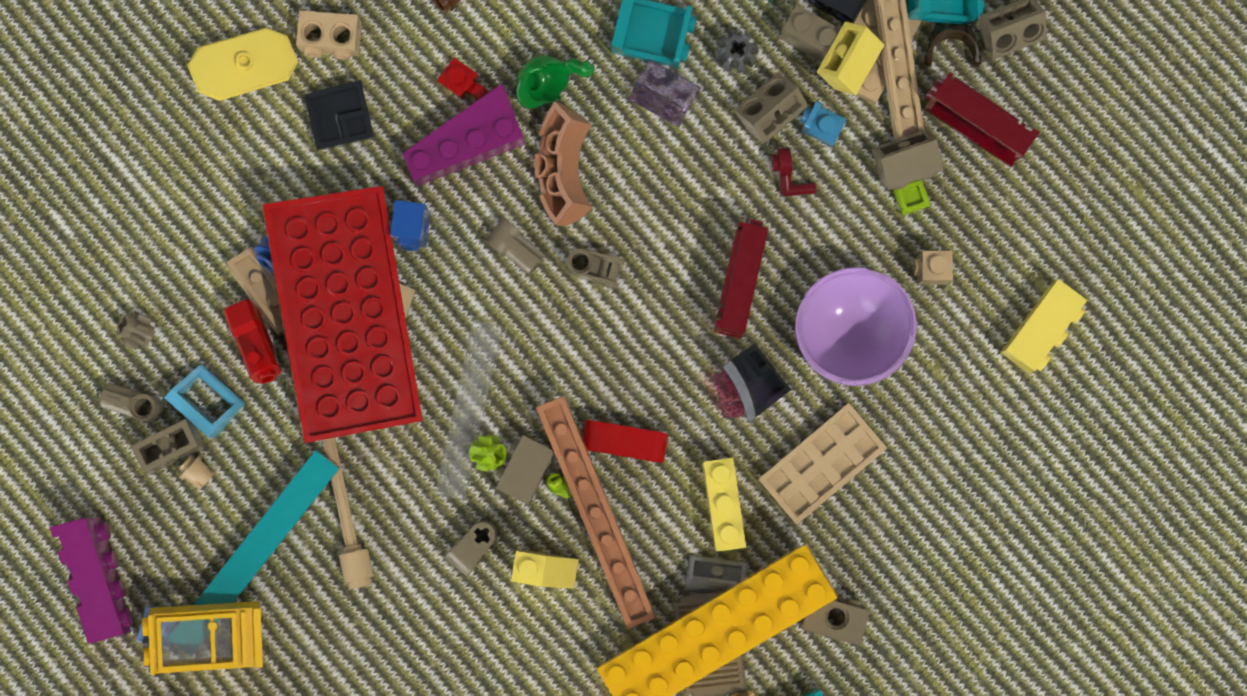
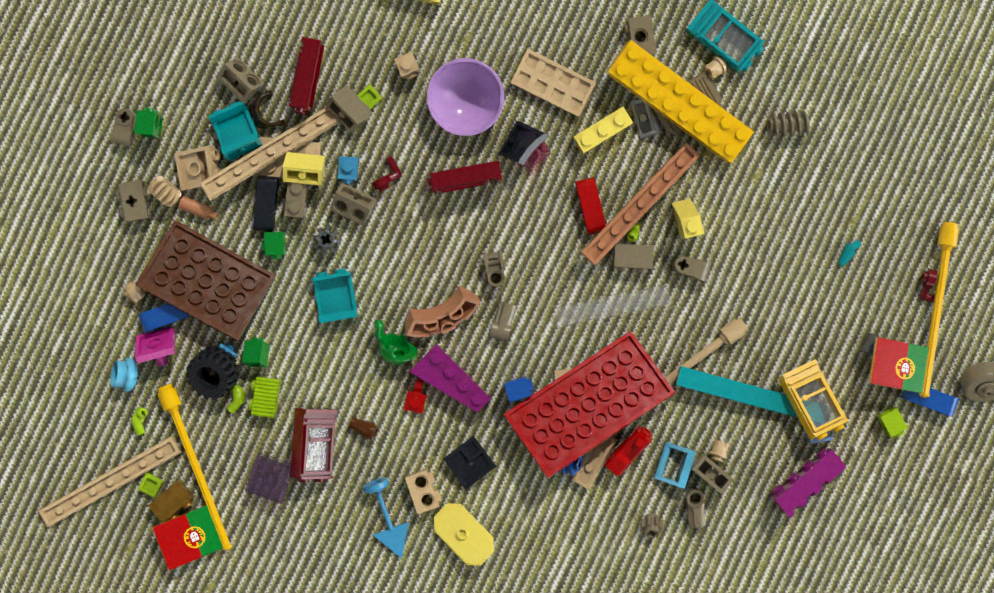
camera: 115 degrees left, 5 degrees up
(487, 452) = (633, 282): lime gear -> none
(664, 93) = (370, 272): clear purple bracket -> none

